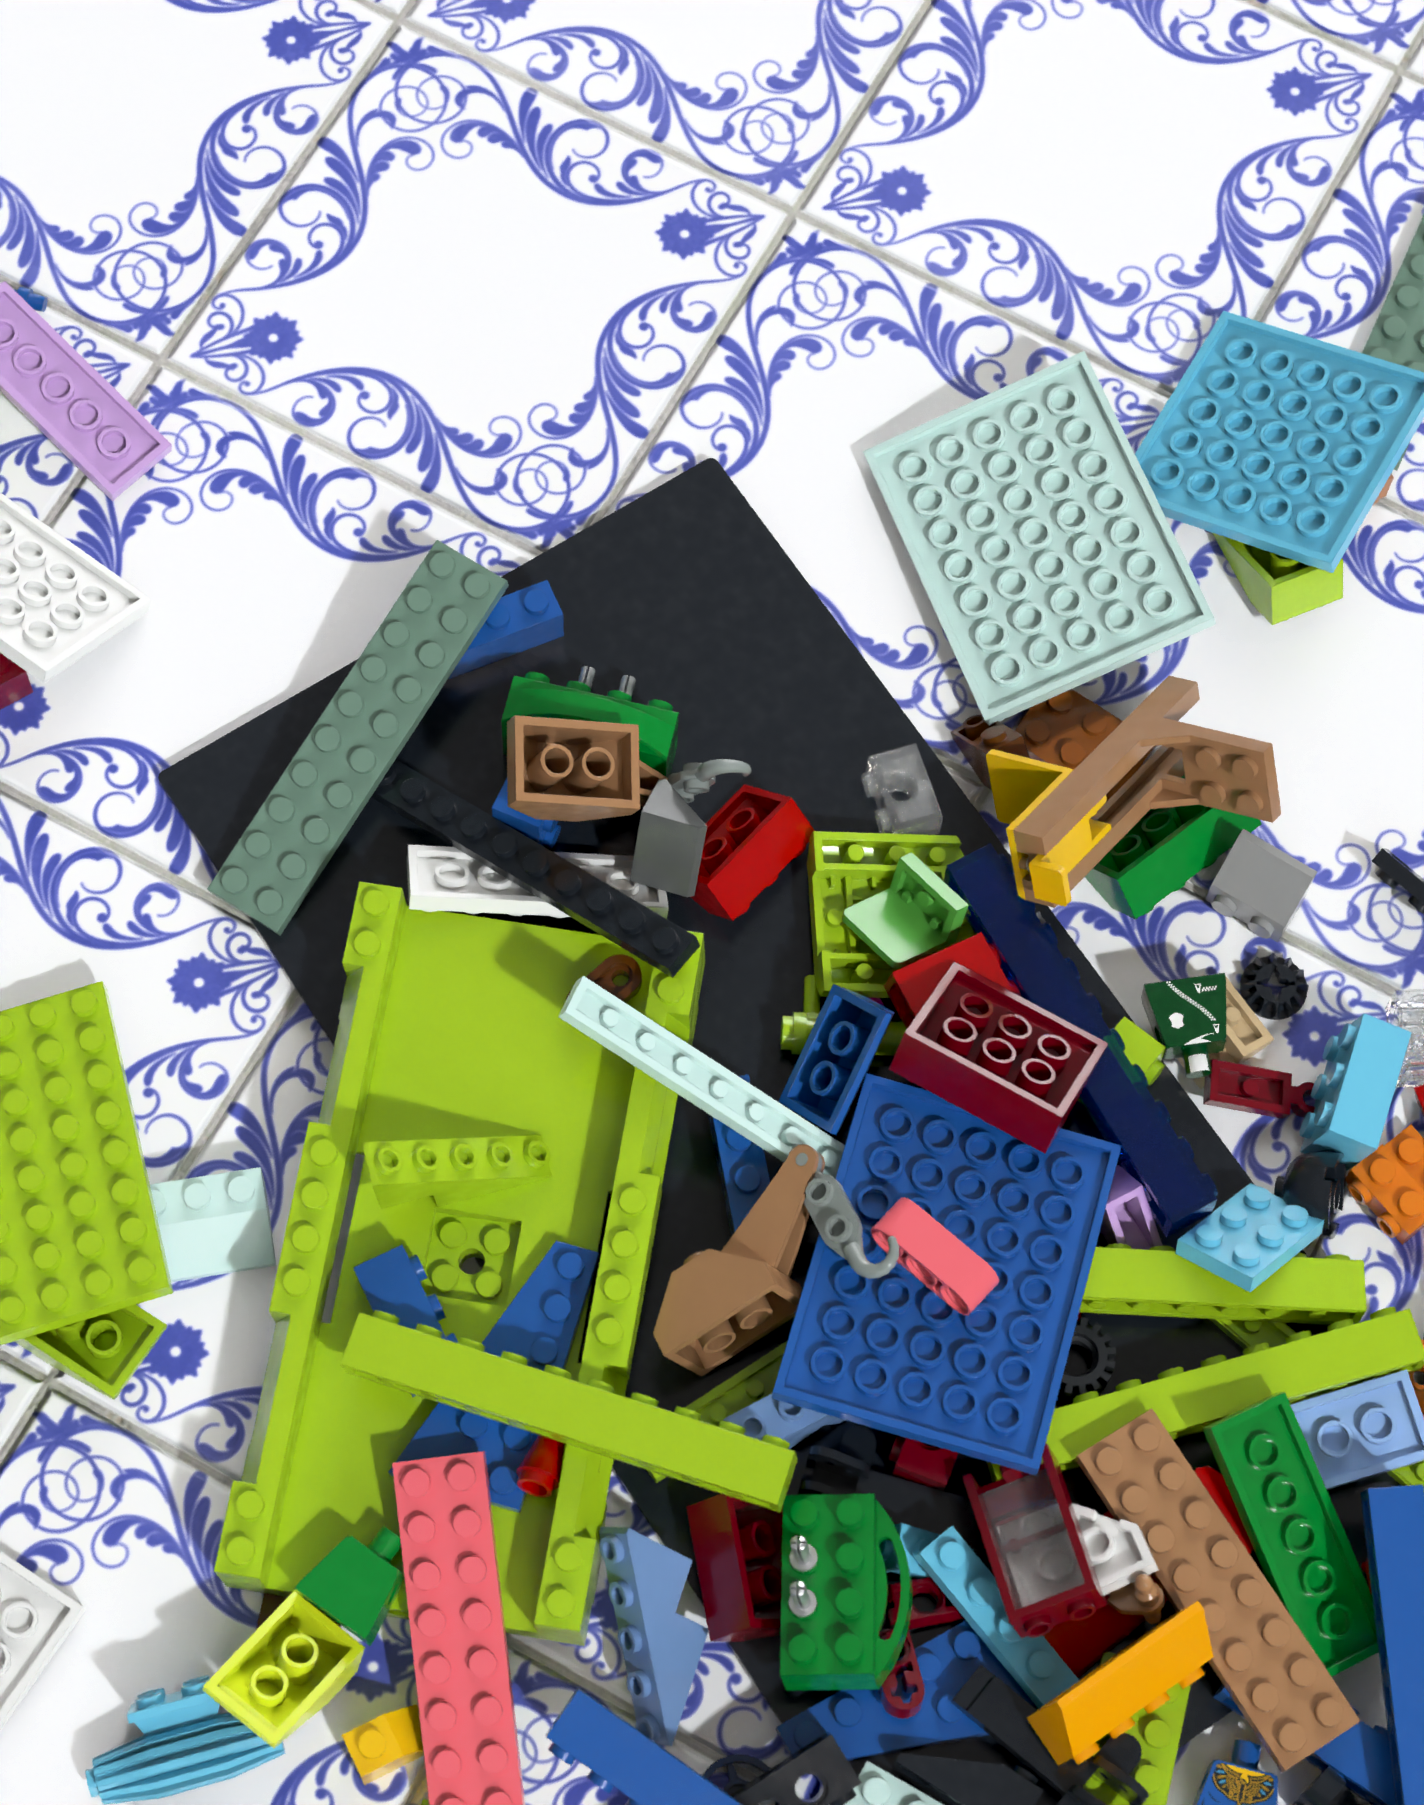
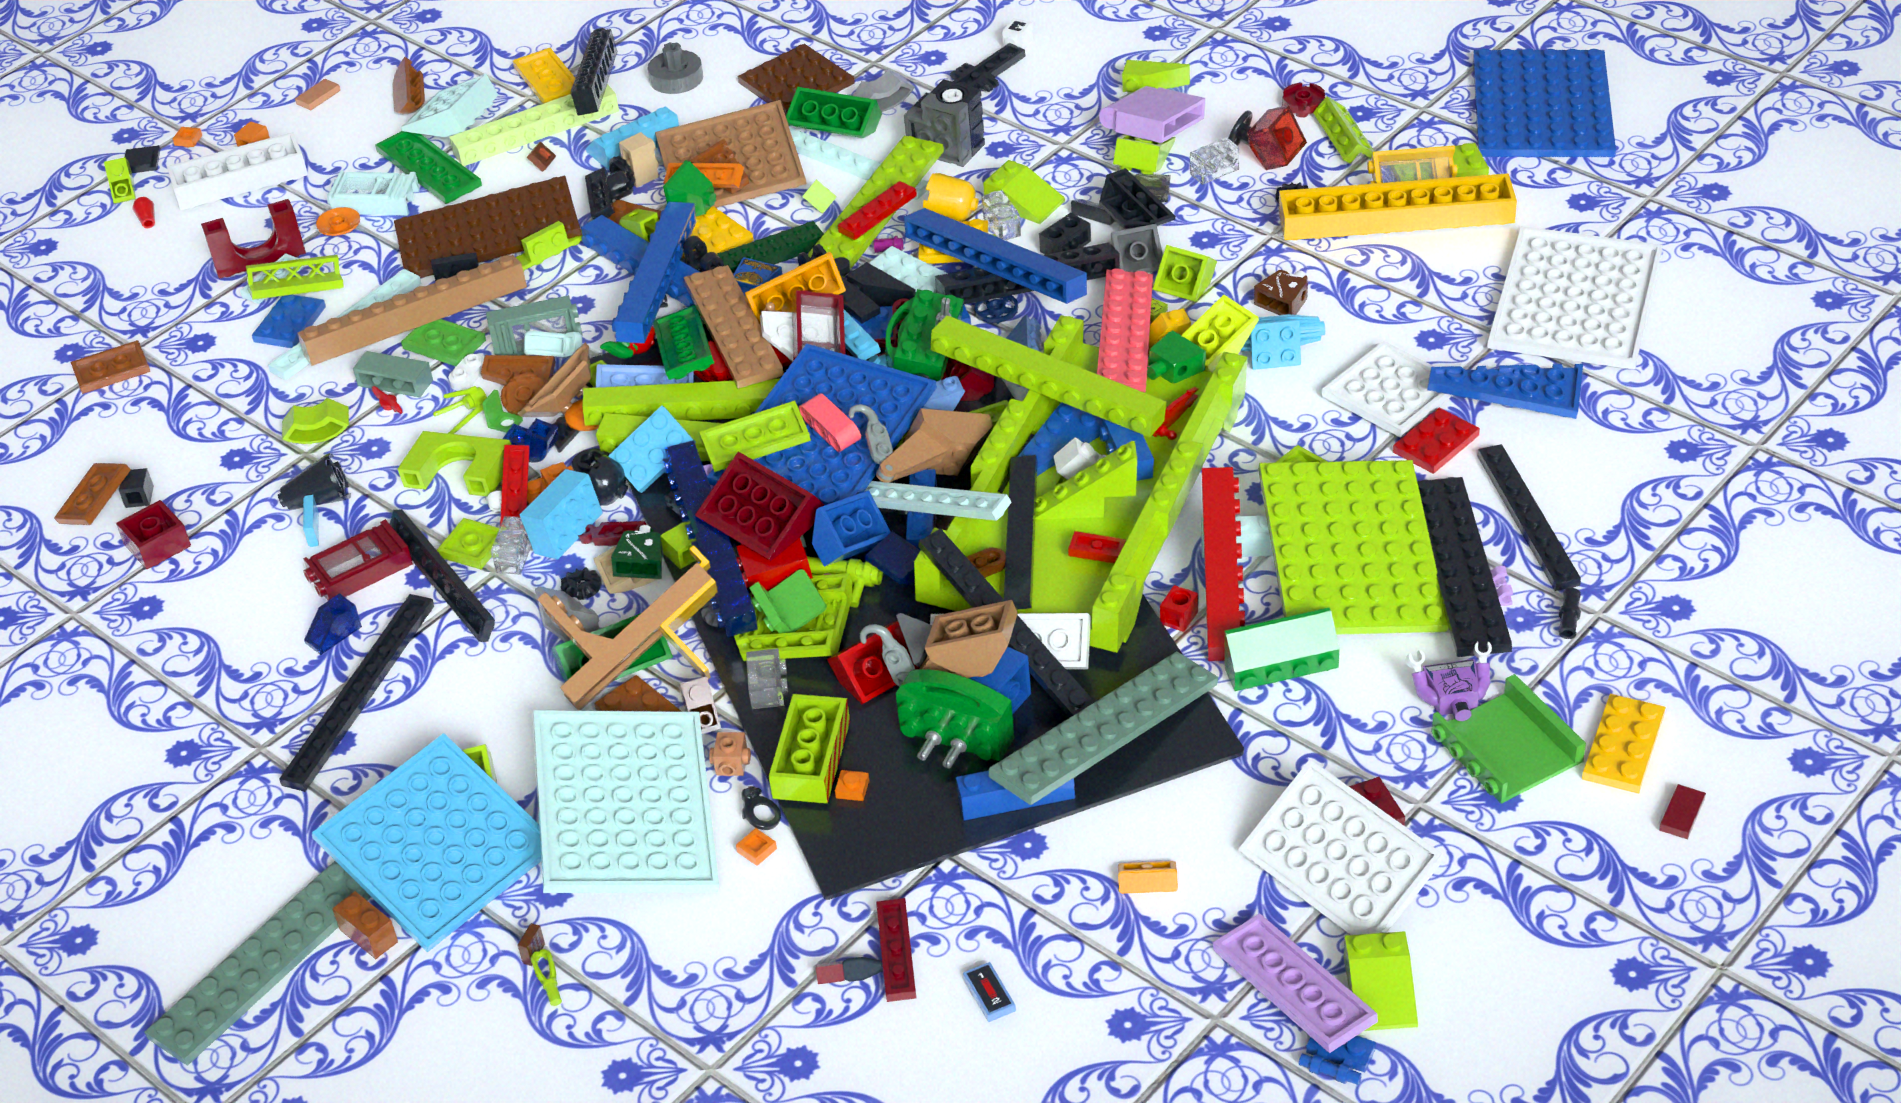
camera: 160 degrees left, 25 degrees down
(118, 948) = (1281, 649): none -> slope
(220, 1098) = (1221, 557): none -> red brick
(275, 556) = (1147, 877): none -> light orange slope
(284, 1021) = (1179, 608): none -> red brick
(359, 1391) = (1174, 412): none -> red piece
(422, 1067) = (1095, 547): none -> red plate
(459, 351) = (989, 992): none -> tile
(476, 1256) = (1075, 458): none -> white slope
(554, 1083) = (1021, 531): none -> black tile
(595, 389) = (896, 950): none -> dark red plate
(667, 352) = (850, 970): none -> piece
(721, 631) = (852, 785): none -> orange plate
(749, 1036) = (895, 558): none -> clear blue slope
(794, 660) = (809, 748): none -> lime brick
(831, 522) = (756, 846): none -> orange plate
(857, 584) = (752, 799): none -> black piece
(914, 659) = (732, 759): none -> nougat brick
(1040, 289) = (550, 984): none -> lime piece
(1060, 1219) = (755, 435): none -> lime plate
(1086, 329) = (530, 943): none -> reddish brown tile
(1322, 319) = (365, 925): none -> dark orange brick
(1377, 1252) = (584, 459): none -> black gear

